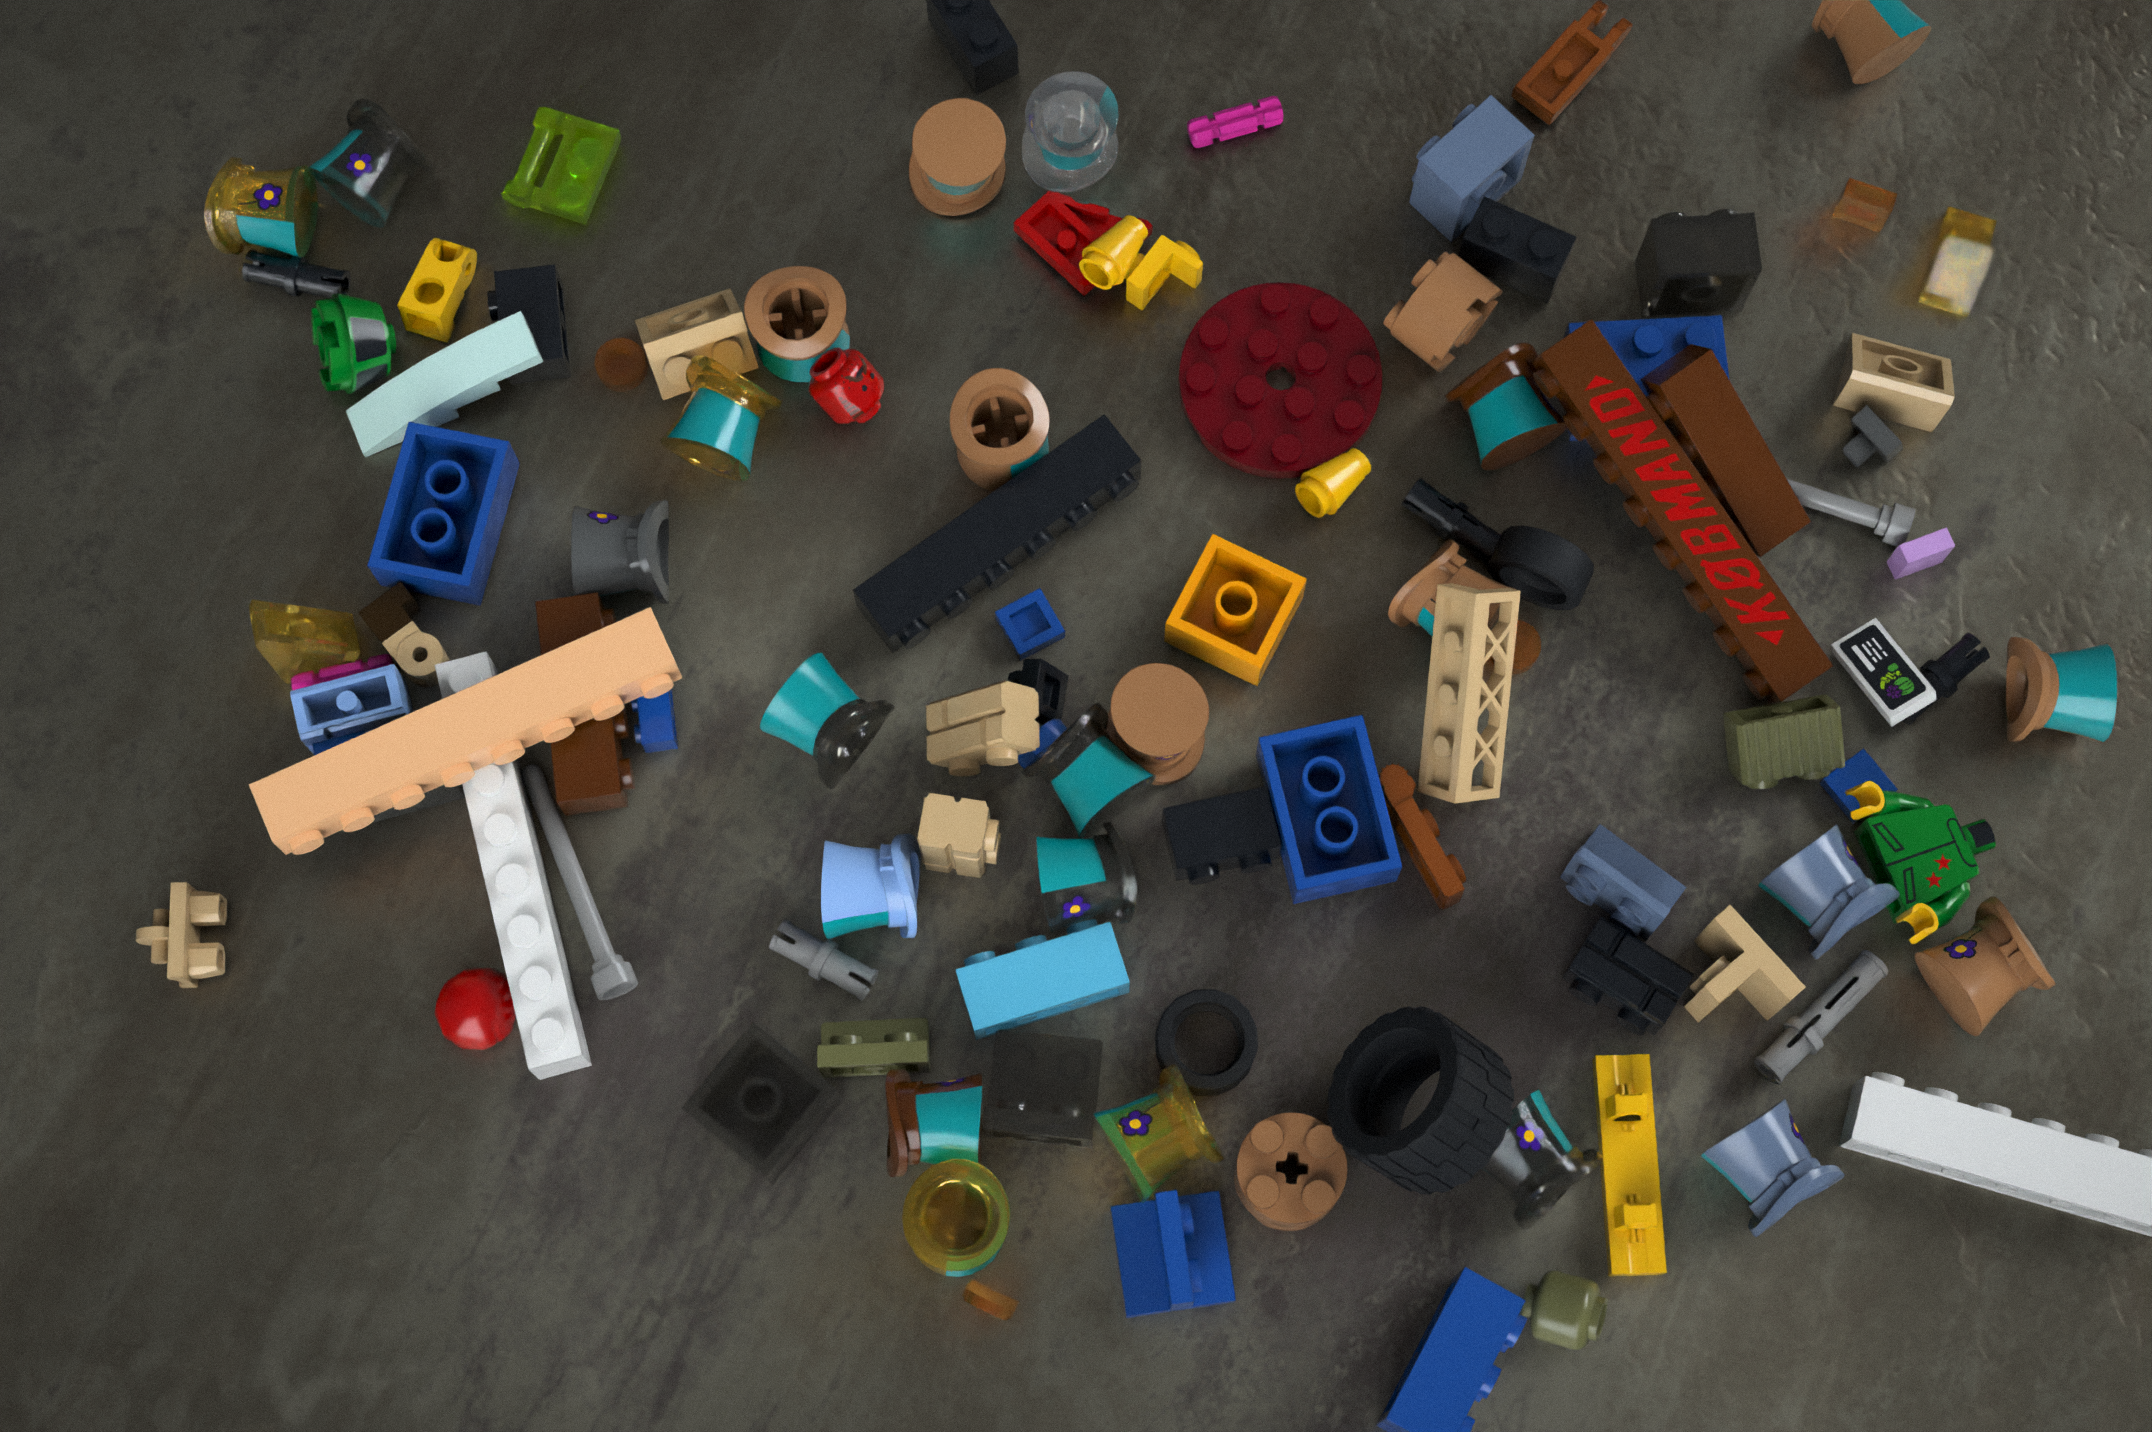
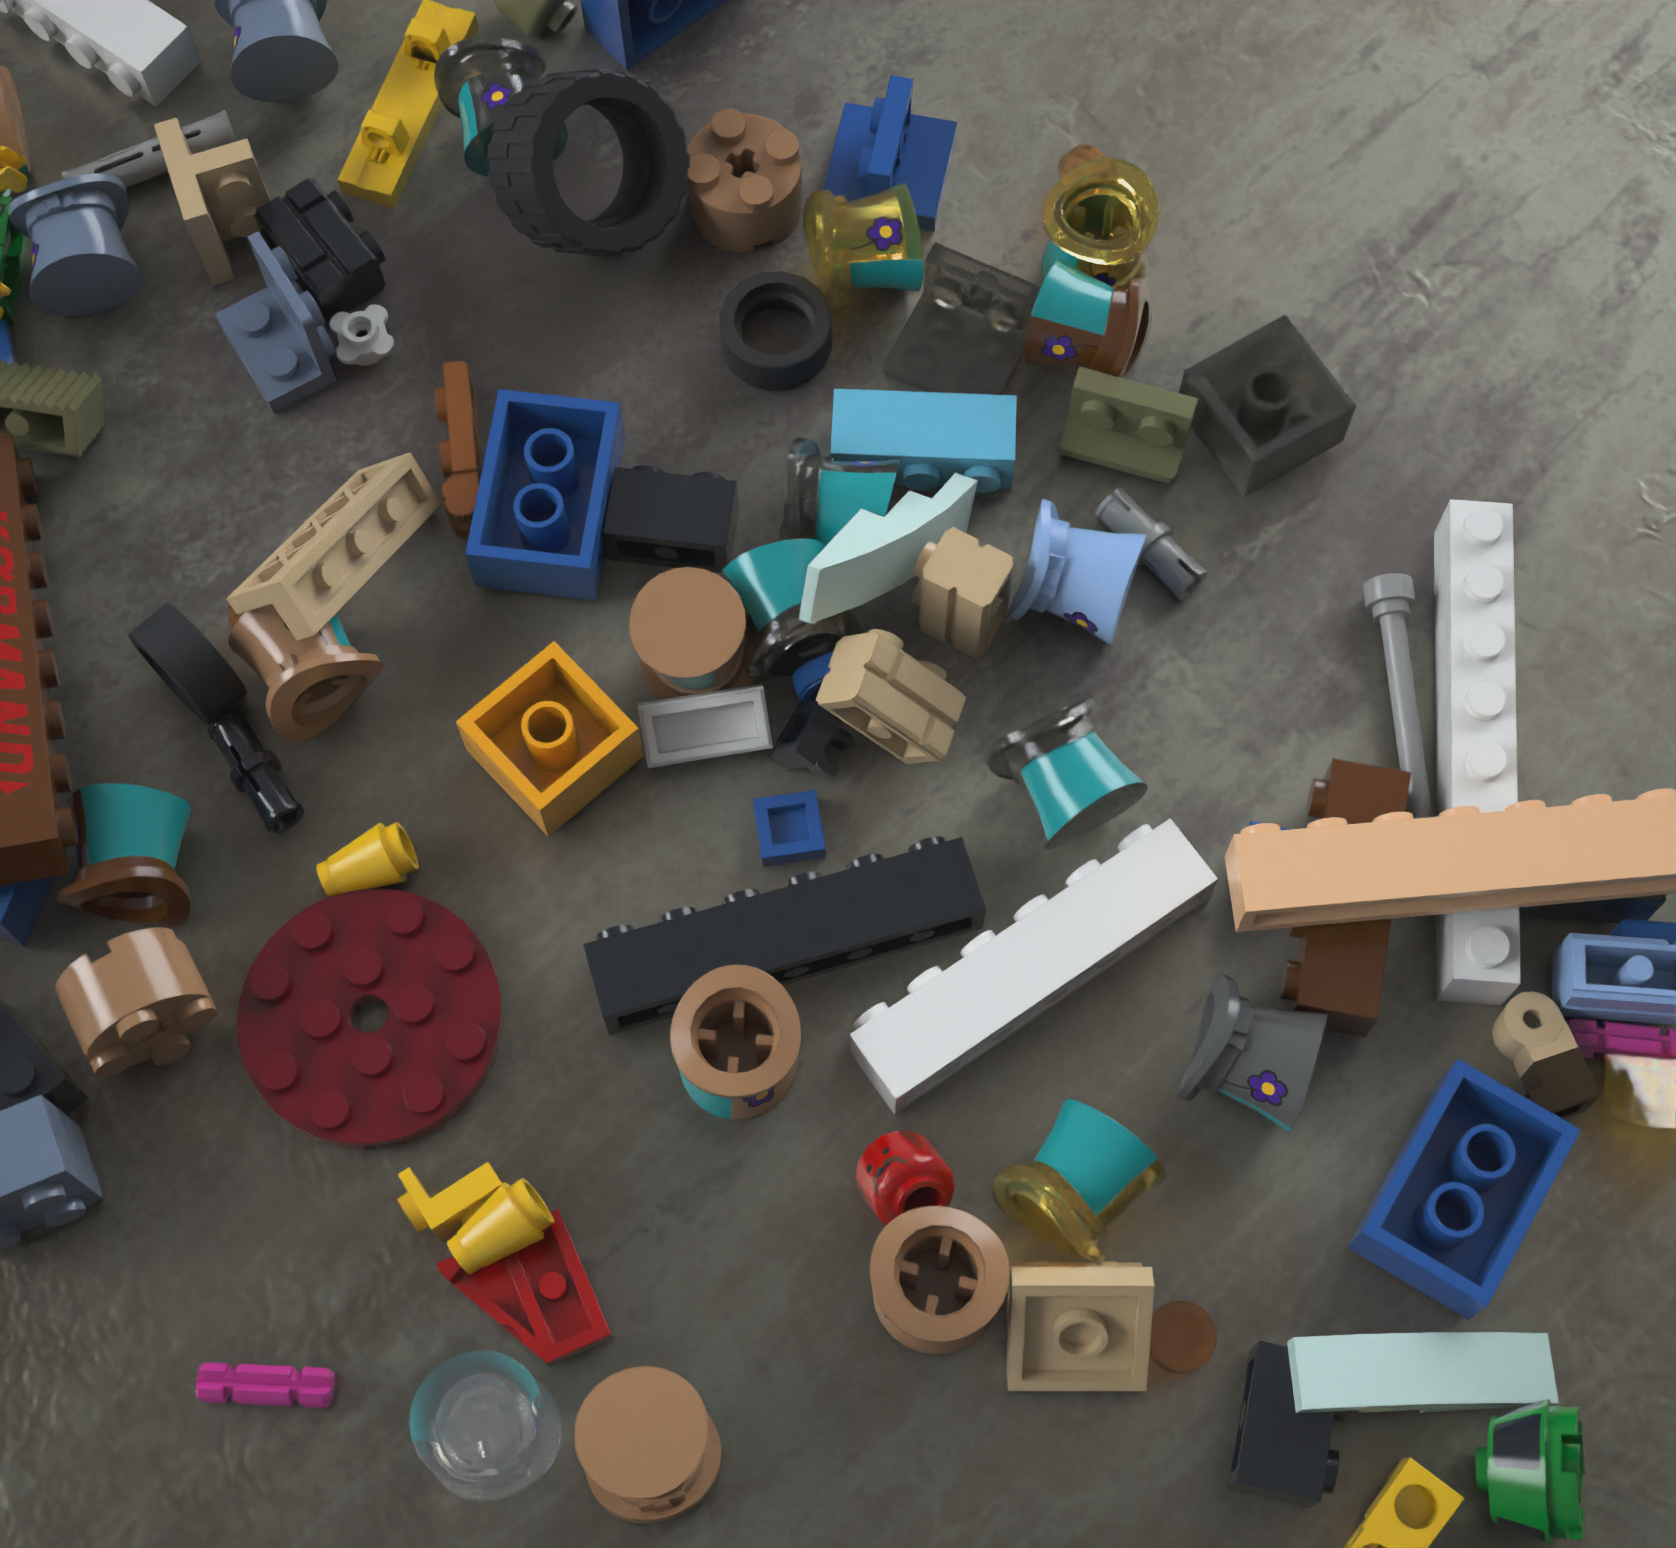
camera: 160 degrees left, 5 degrees down
(476, 1008) = (1552, 620): red hair -> none
(806, 577) = (1031, 964): none -> white brick
(1032, 825) = (881, 552): none -> light aqua slope
(1099, 680) = (705, 725): none -> white tile
(1553, 930) = (364, 349): none -> white plate

